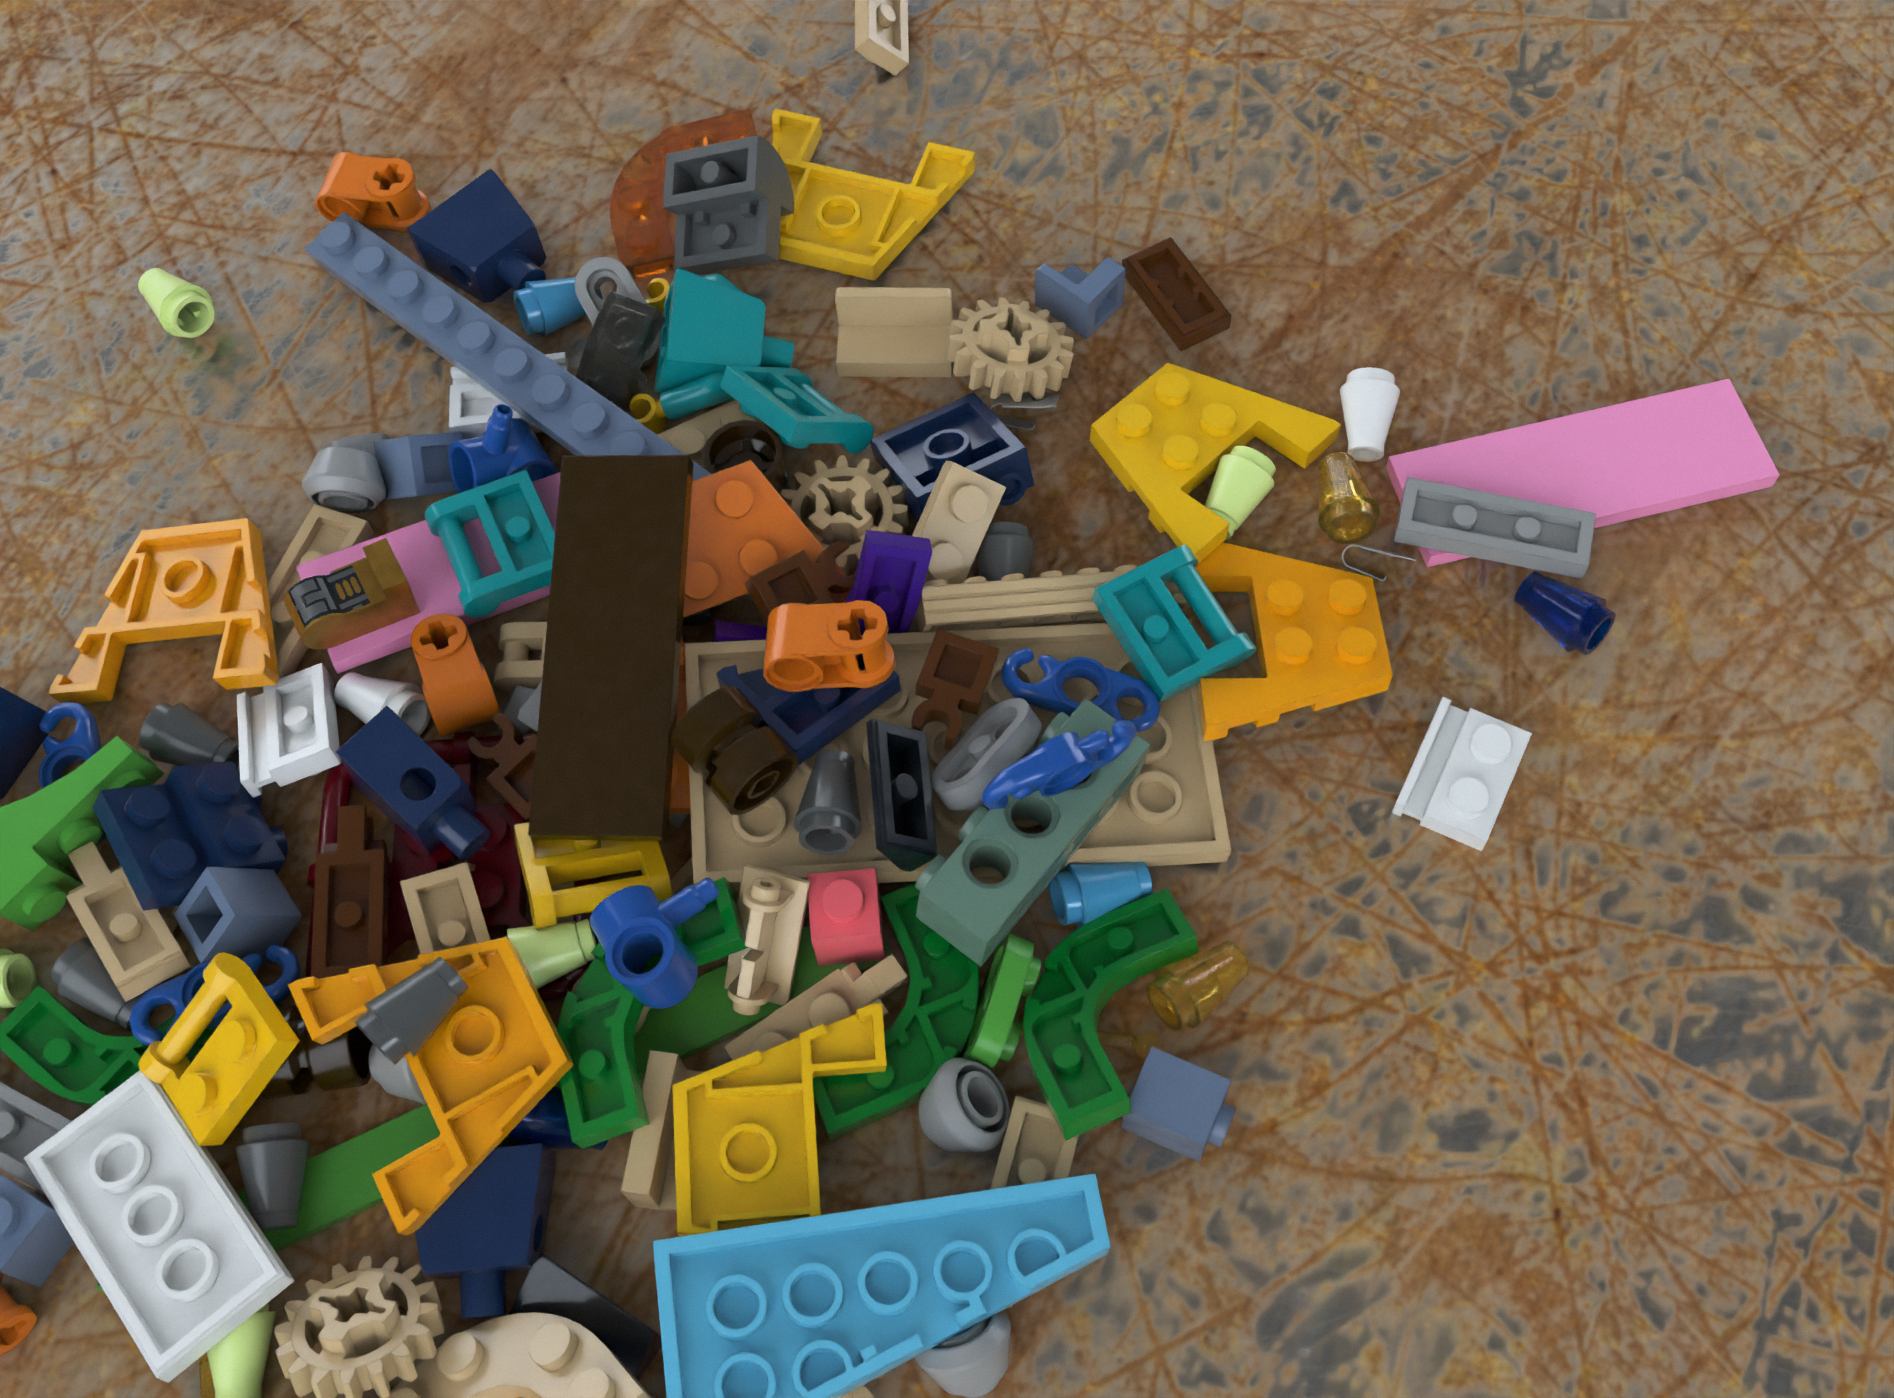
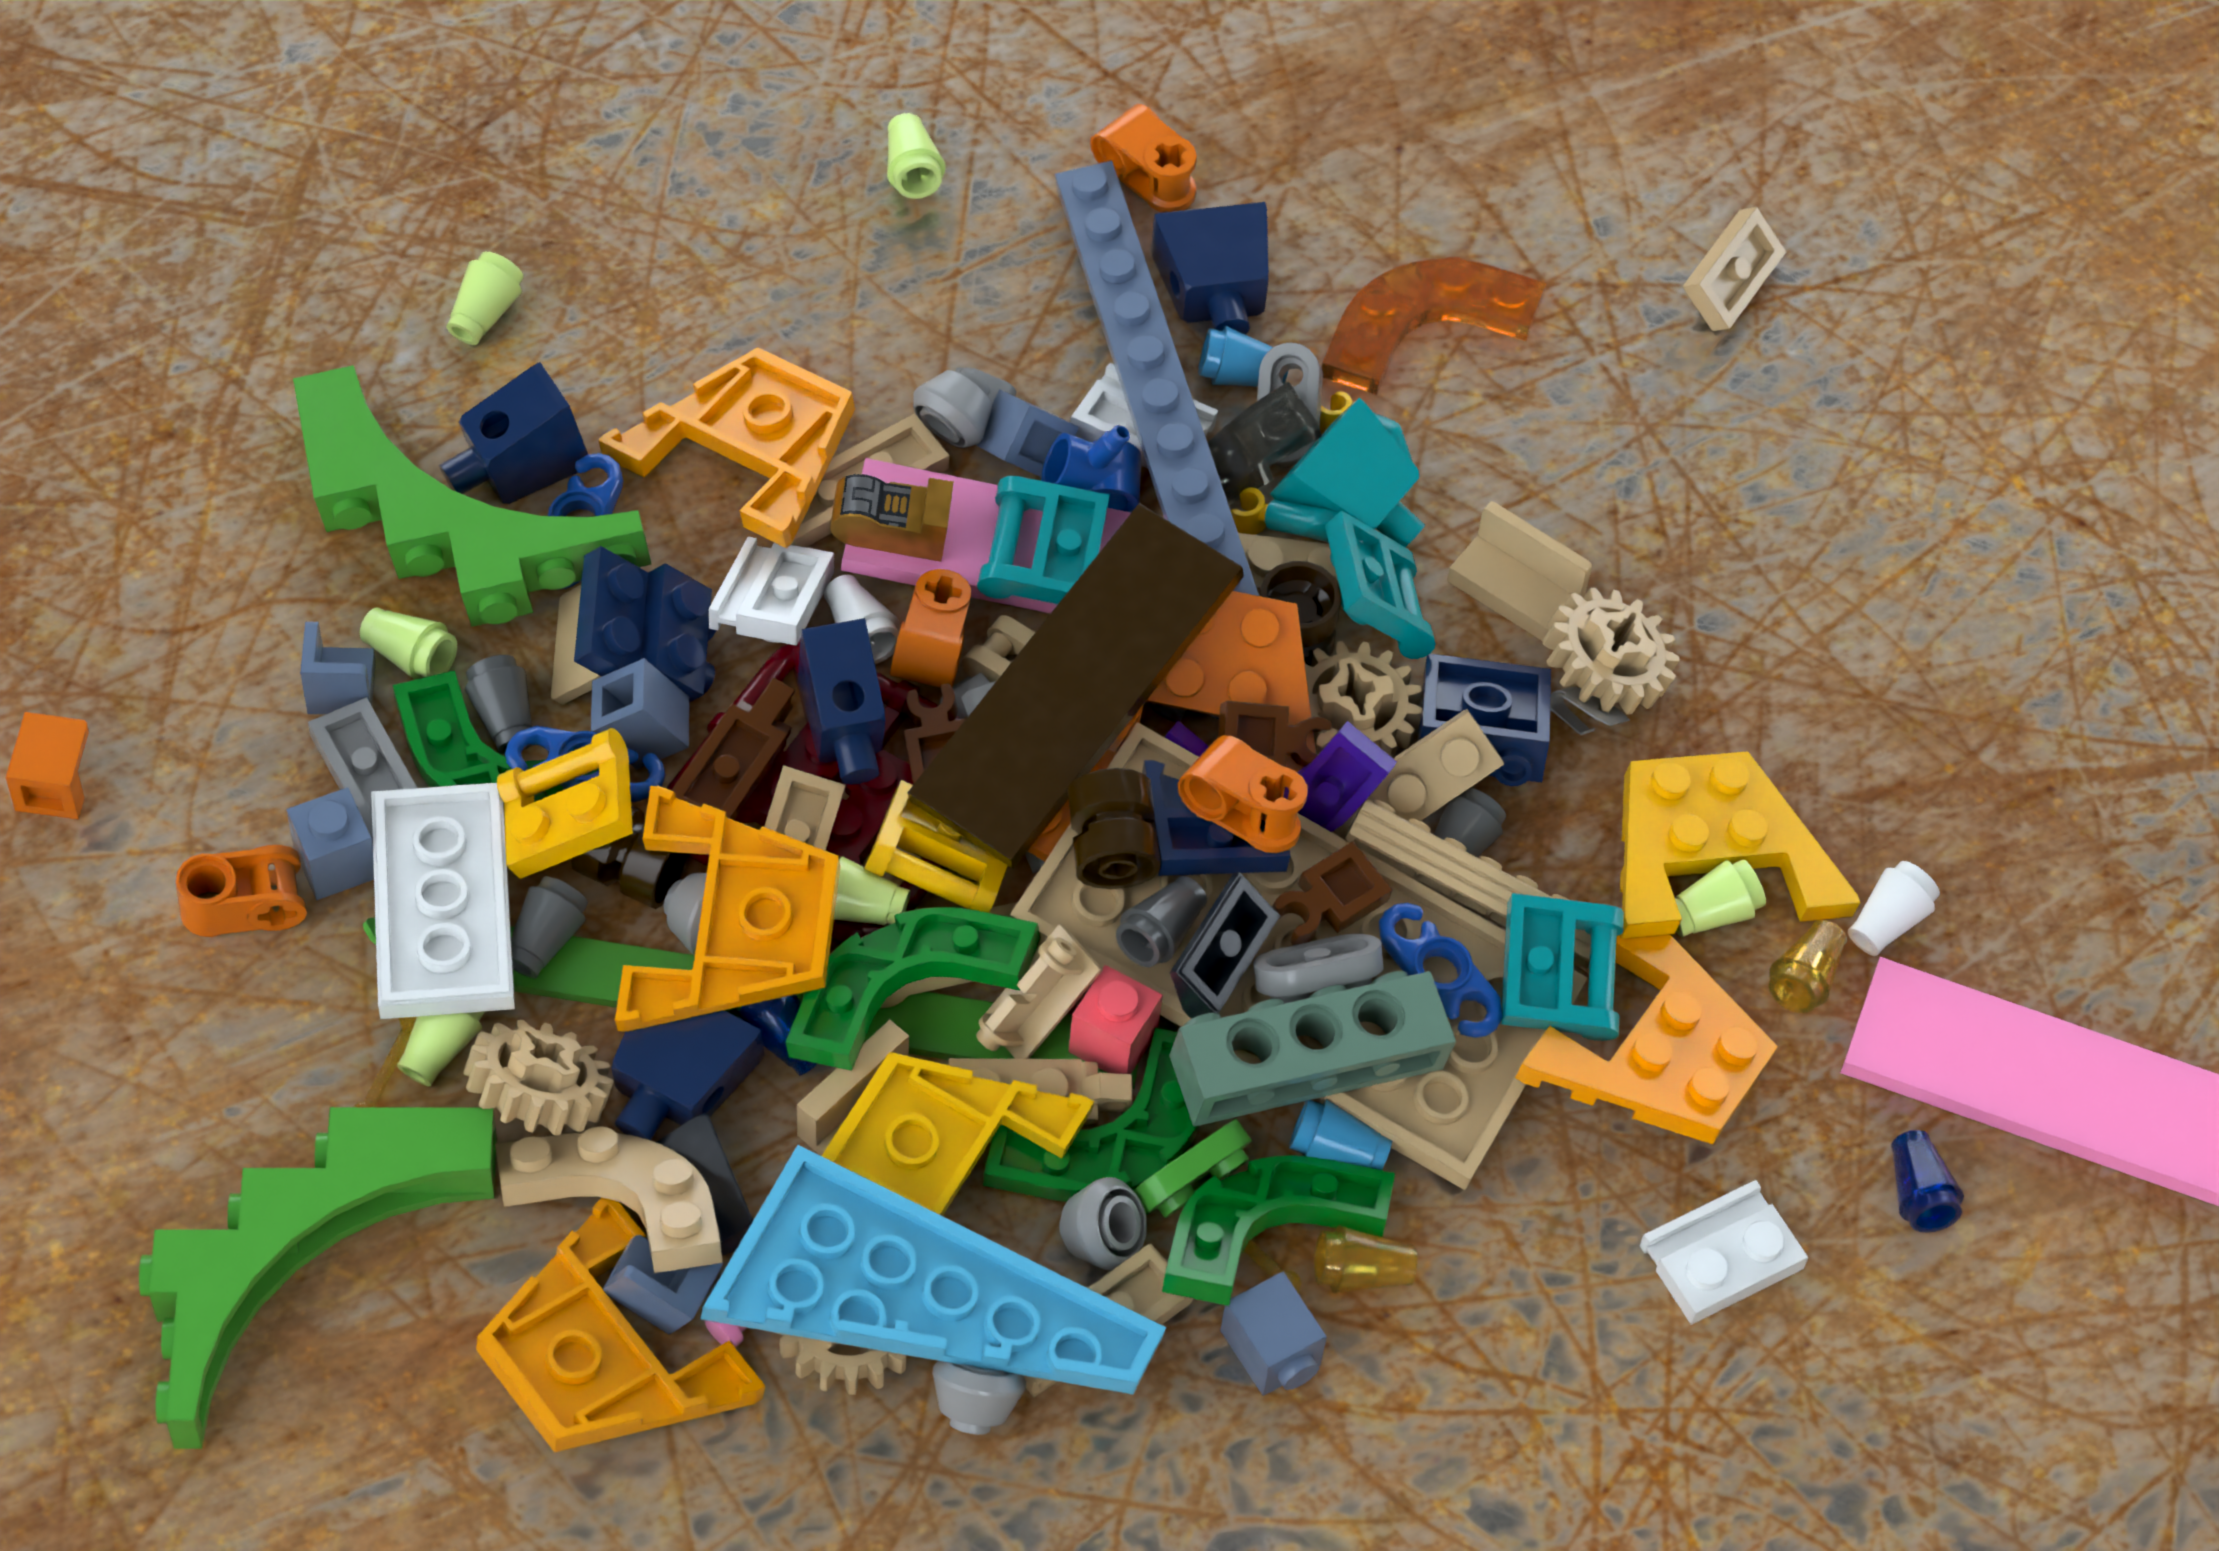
camera: 25 degrees right, 5 degrees down
(129, 941) = (547, 677): tan hinge -> none
(185, 738) = (684, 544): dark grey cone -> none
(410, 1011) = (732, 861): dark grey cone -> none
(636, 927) = (944, 916): blue piece -> none
(727, 204) = (1451, 365): dark grey brick -> none
(856, 219) = (1560, 441): yellow wing -> none
(1058, 764) = (1362, 1002): blue piece -> none
(1081, 298) = (1718, 643): sand blue panel -> none
(1176, 294) = (1806, 695): reddish brown plate -> none
(1390, 553) = (1767, 1020): light grey piece -> none
(1495, 527) = (1913, 1070): light grey plate -> none

